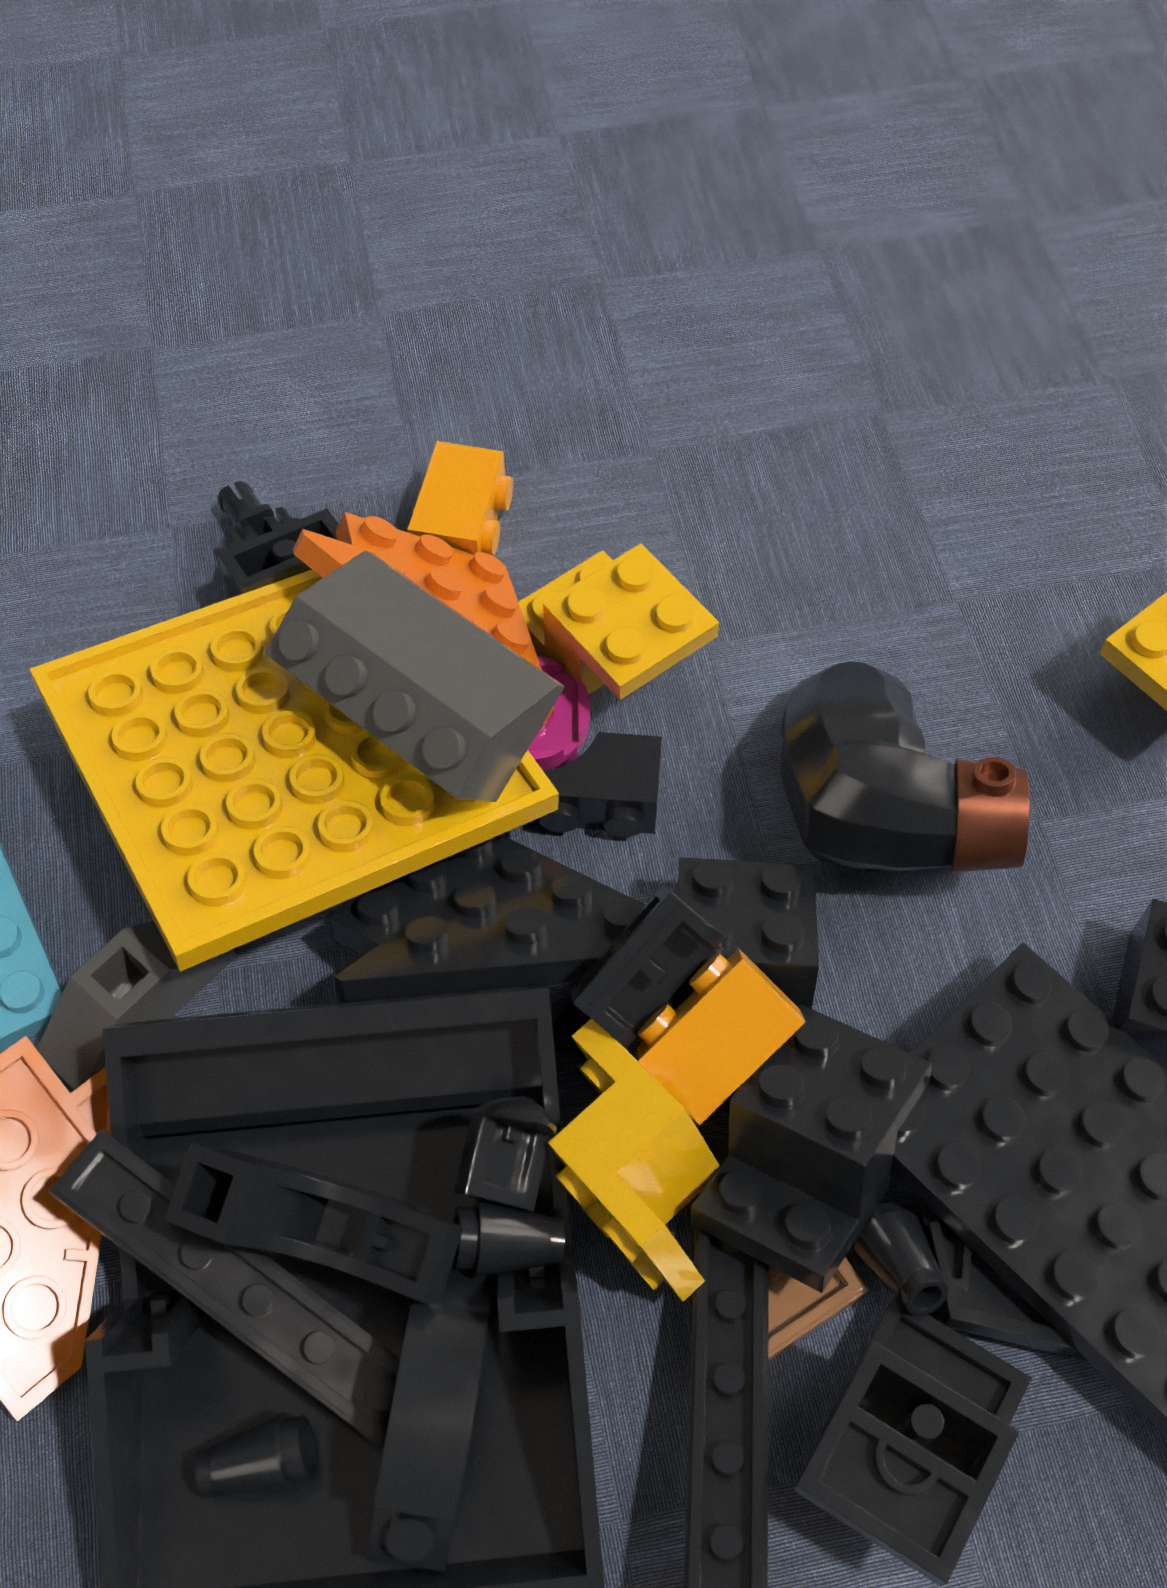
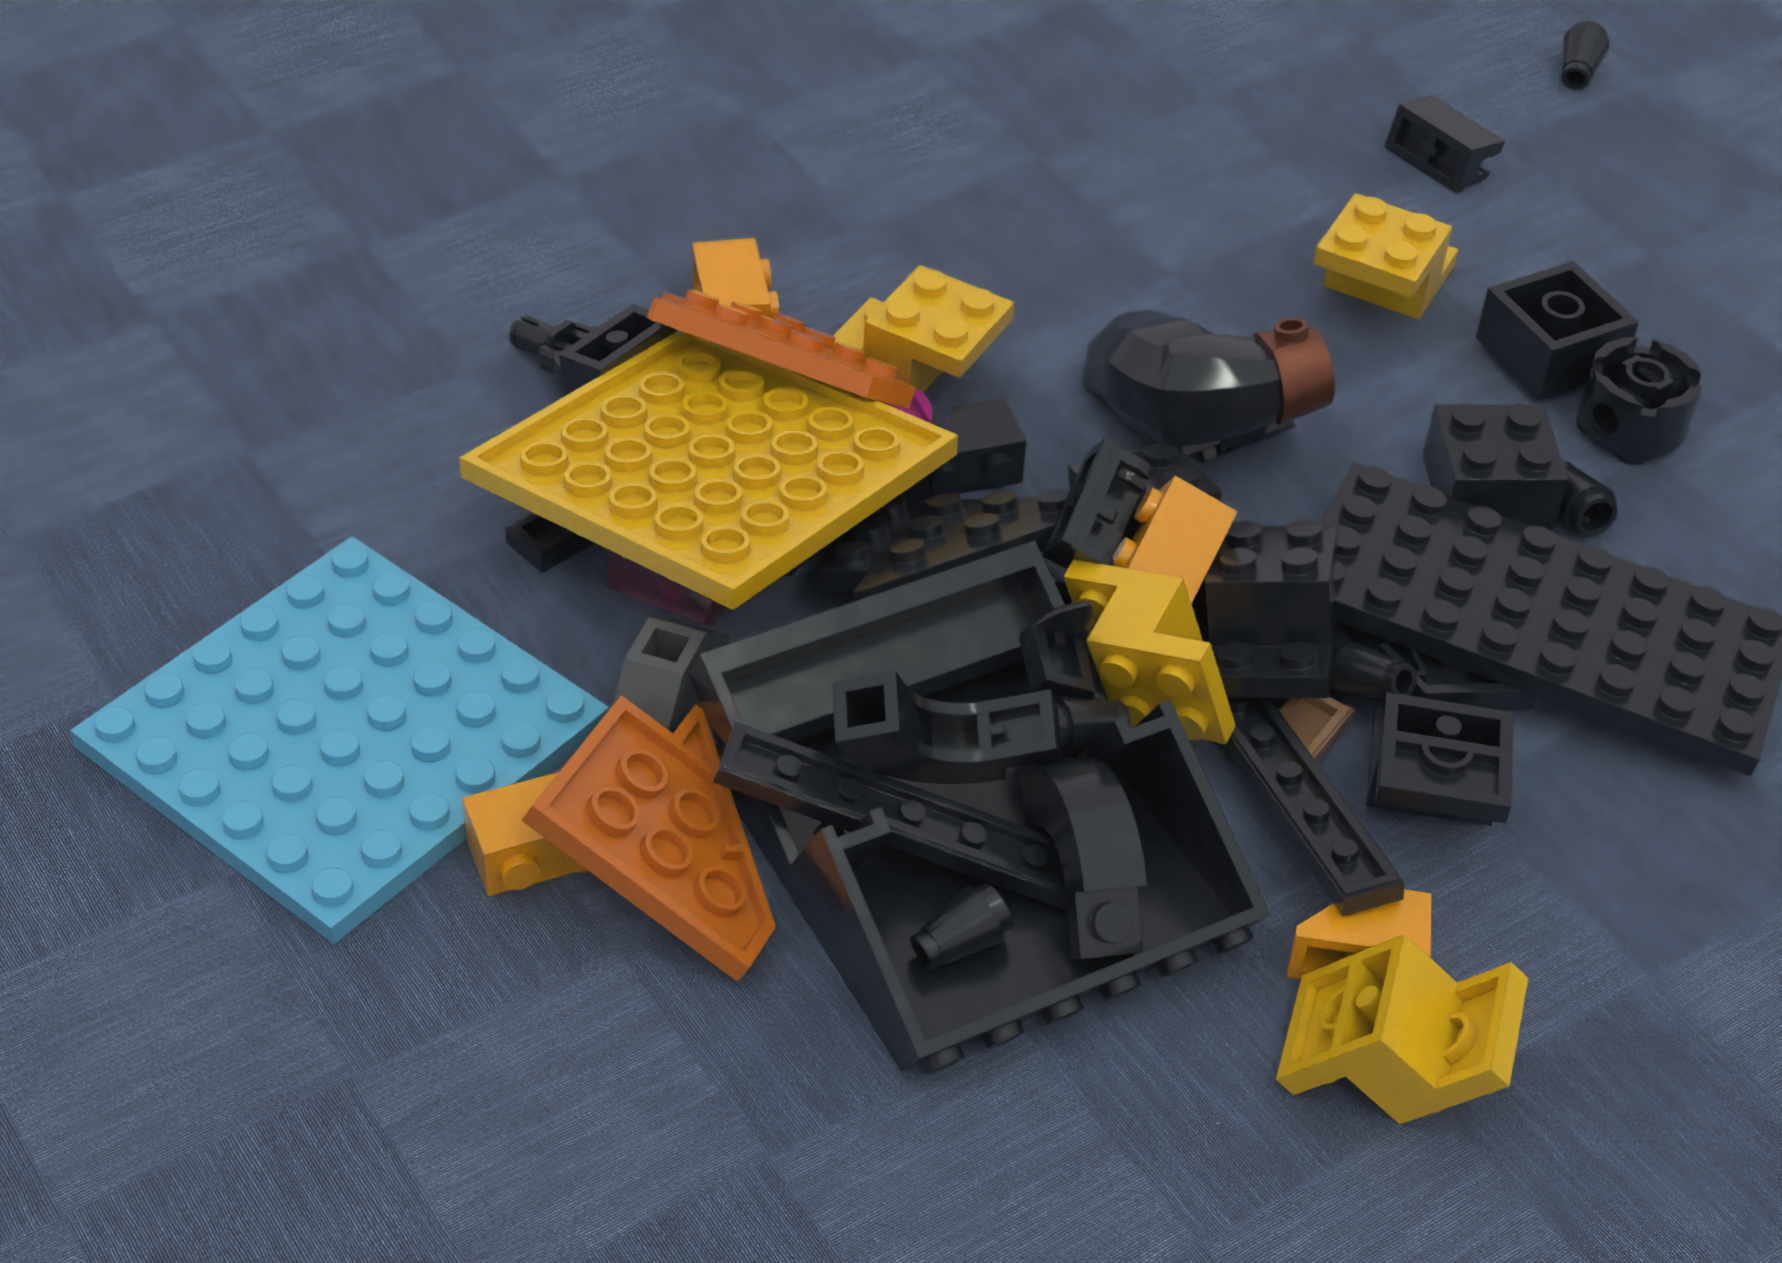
camera: 25 degrees left, 15 degrees down
(416, 675) = (811, 369): dark grey slope -> none

